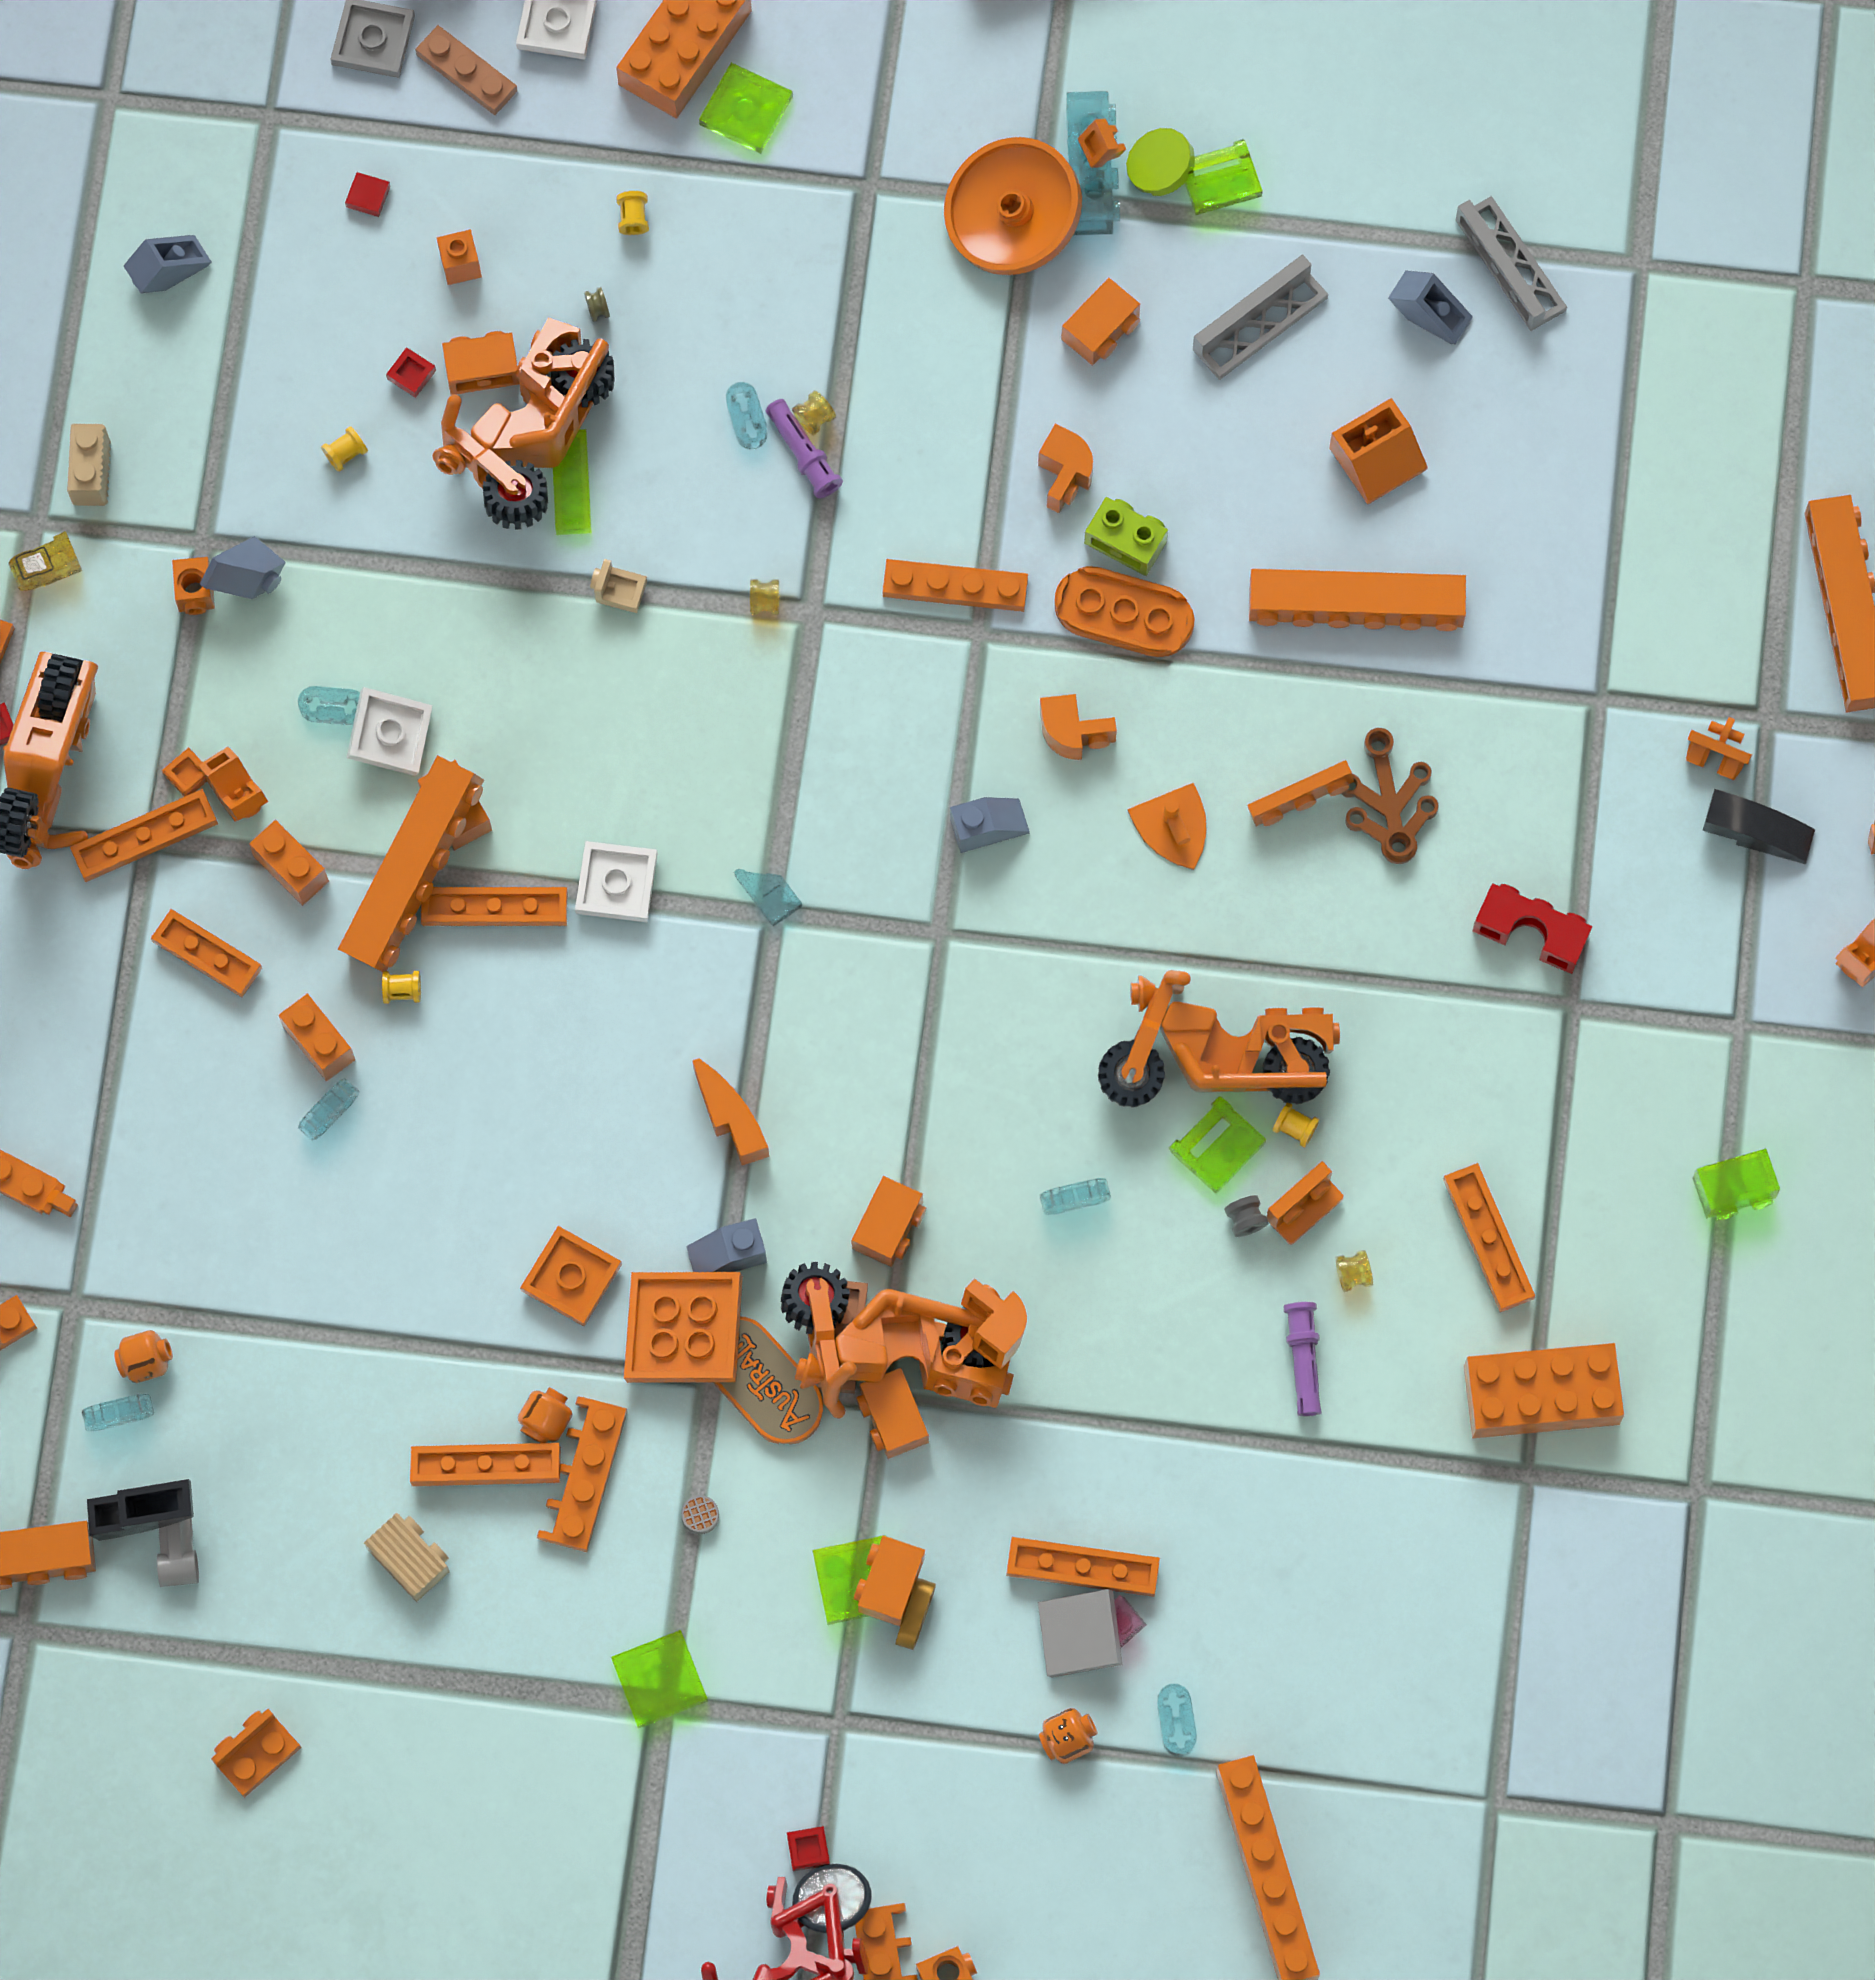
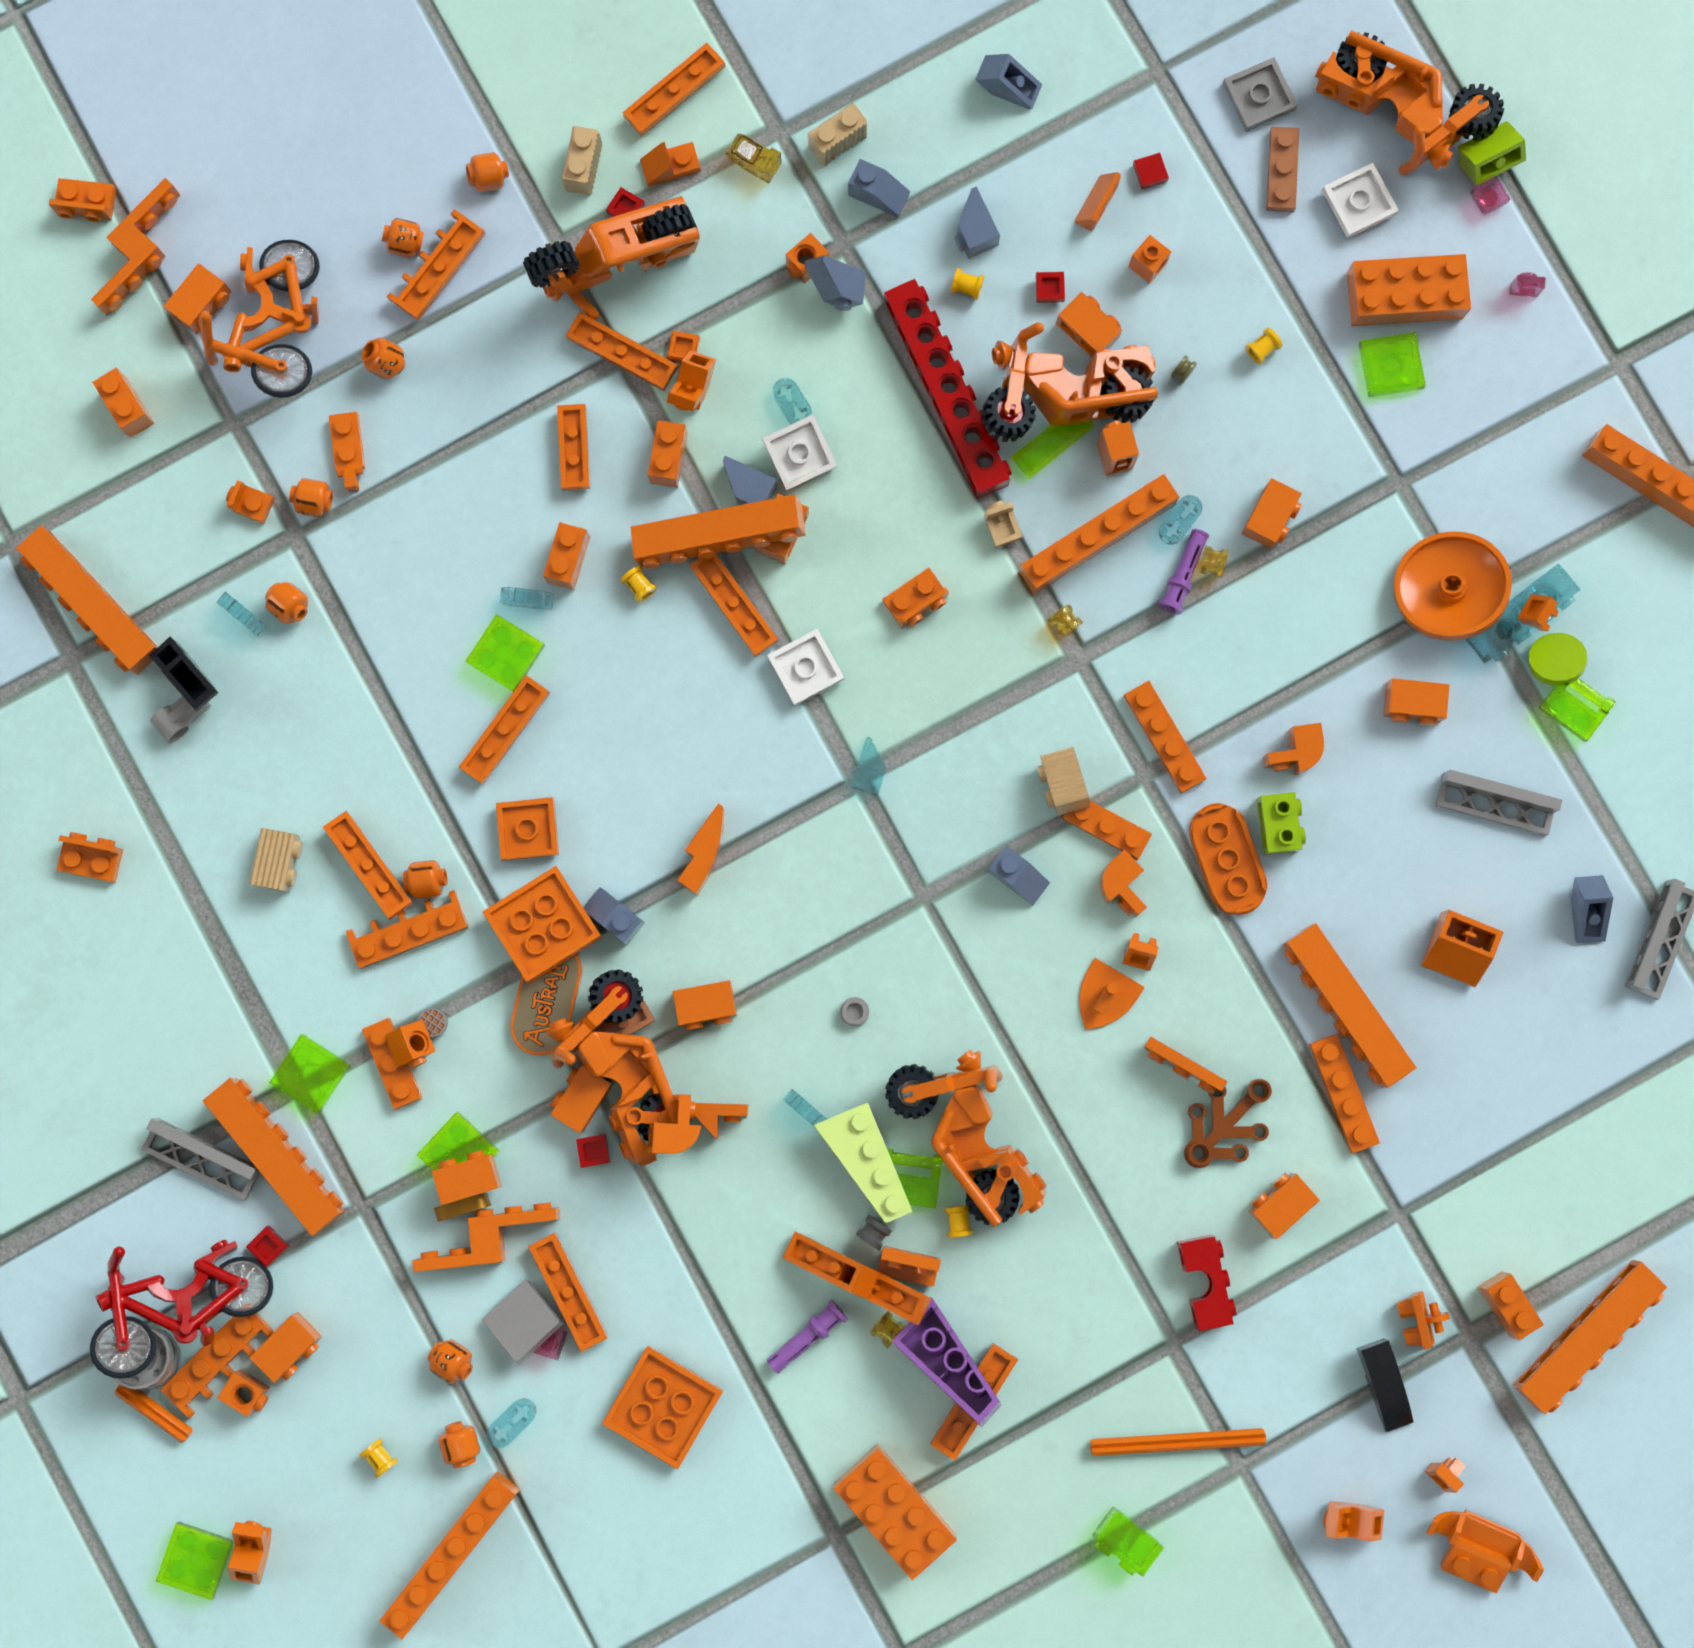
camera: 55 degrees right, 10 degrees up
(50, 1254) = (311, 497): none -> orange head
(175, 466) = (877, 188): none -> sand blue slope
(292, 398) = (976, 227): none -> sand blue slope
(357, 265) = (1098, 200): none -> orange slope
(369, 1171) = (505, 653): none -> clear neon green plate
(380, 806) = (748, 483): none -> sand blue slope
(449, 1227) = (504, 729): none -> orange plate
(556, 577) = (911, 296): none -> red brick
(628, 420) = (1117, 447): none -> orange brick
(628, 725) = (916, 598): none -> orange bracket
(657, 1840) = (201, 1149): none -> light grey fence
(701, 502) = (1098, 534): none -> orange brick
(707, 1547) = (410, 1035): none -> orange brick
(711, 1586) = (398, 1081): none -> orange plate
(718, 1771) = (274, 1156): none -> orange brick
(809, 324) = (1272, 513): none -> orange brick
(927, 709) = (1065, 781): none -> tan brick
(930, 1897) = (286, 1347): none -> orange brick
(955, 1440) = (593, 1150): none -> red plate
(966, 1610) = (486, 1237): none -> orange bracket
(1001, 704) = (1110, 829): none -> orange plate
(1006, 1081) = (854, 1011): none -> light grey tile
(1018, 1272) = (709, 1114): none -> orange slope
(1114, 1880) = (378, 1458): none -> yellow bush
(1155, 1164) = (862, 1151): none -> yellowish green wing
(1156, 759) = (1140, 953): none -> orange tile
(1160, 1787) = (459, 1444): none -> orange head
(1271, 1552) = (662, 1407): none -> orange plate
(1279, 1260) = (857, 1278): none -> orange bracket
(1431, 1229) = (947, 1363): none -> medium lavender wedge
(1441, 666) = (1344, 1093): none -> orange plate
(1509, 799) = (1283, 1204): none -> orange brick
(1672, 1068) = (1178, 1442): none -> orange axle
(1765, 654) = (1510, 1305): none -> orange brick

